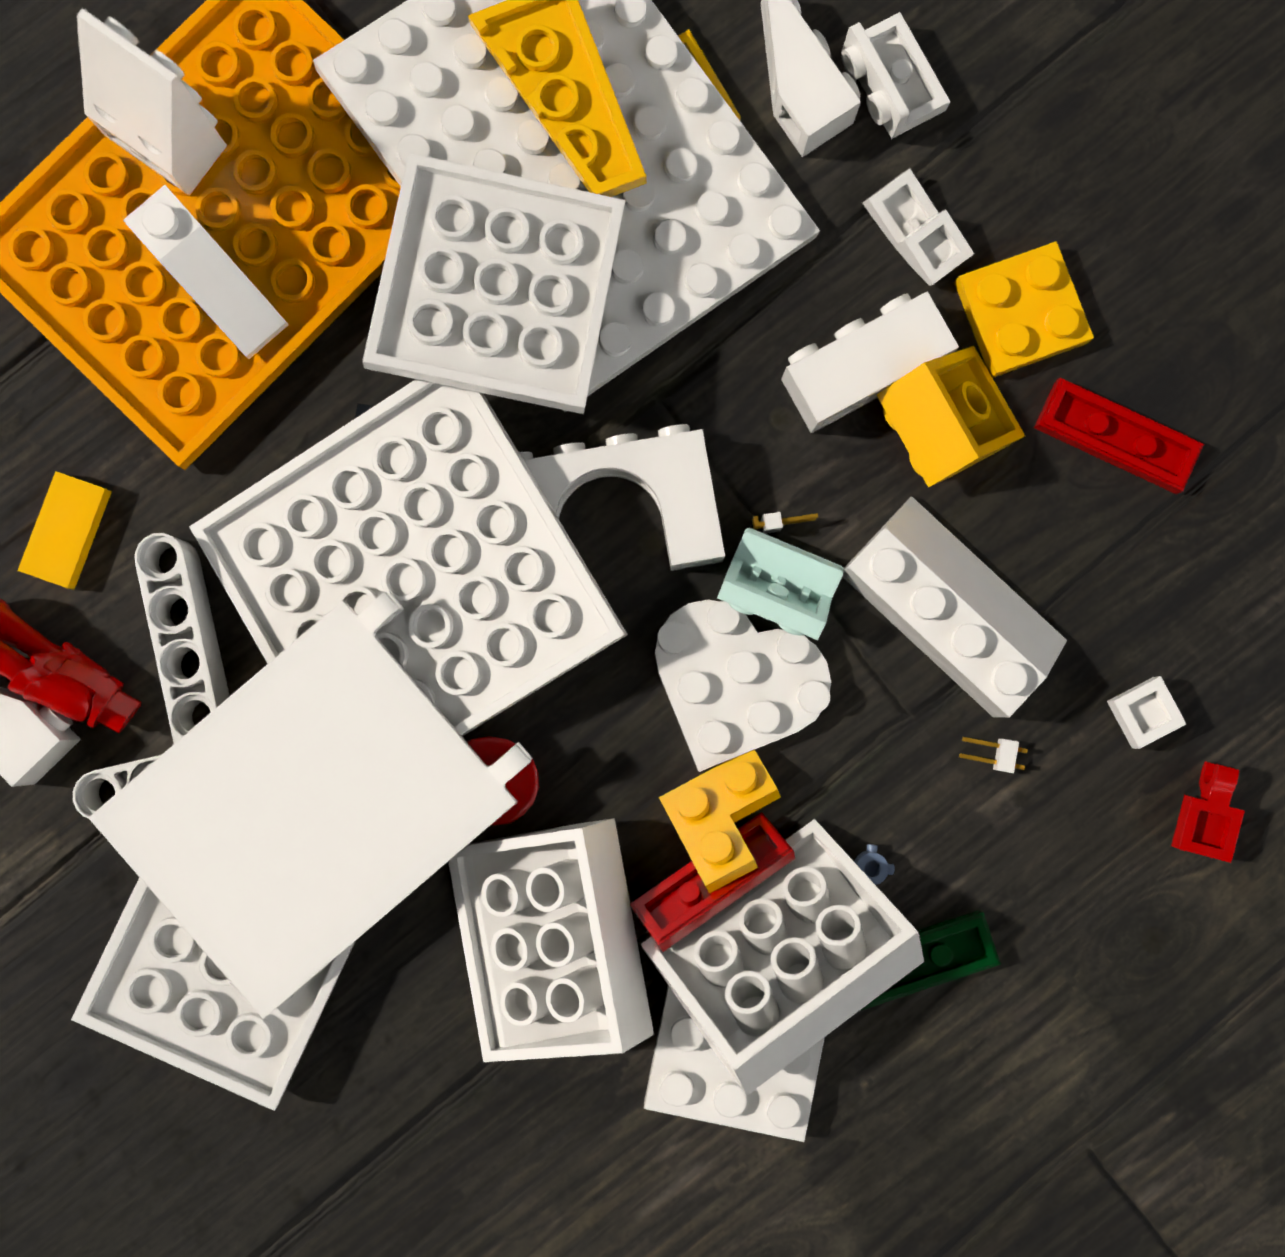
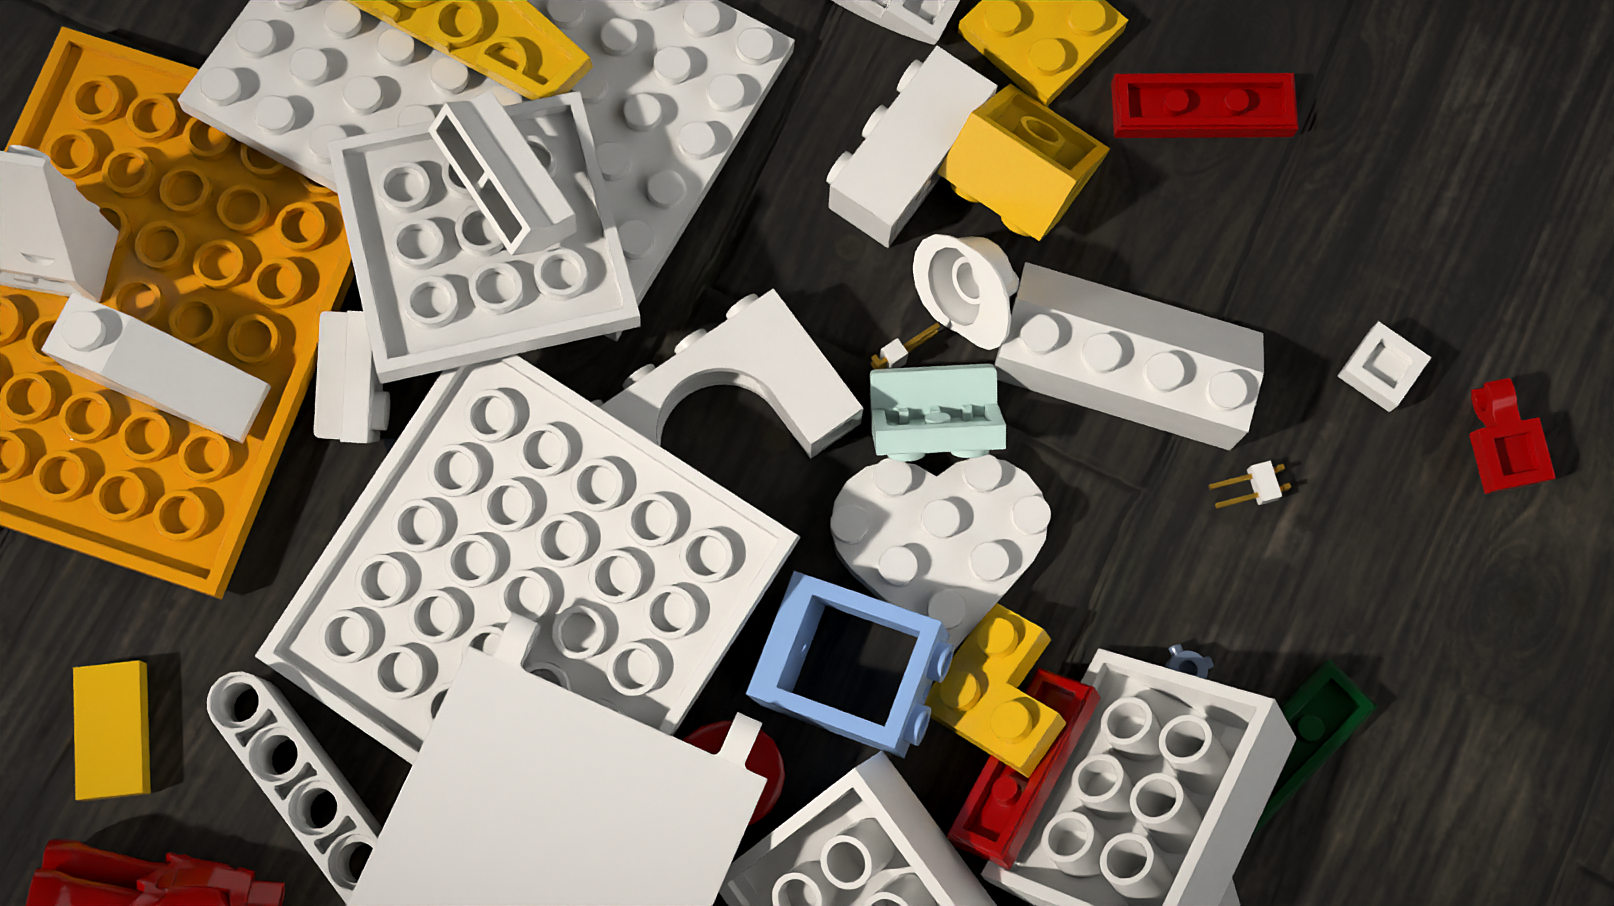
camera: 25 degrees left, 10 degrees down
(339, 359) = (347, 385): none -> white bracket
(529, 244) = (503, 174): none -> white piece
(588, 703) = (791, 640): none -> light blue window
(854, 497) = (966, 286): none -> white piece

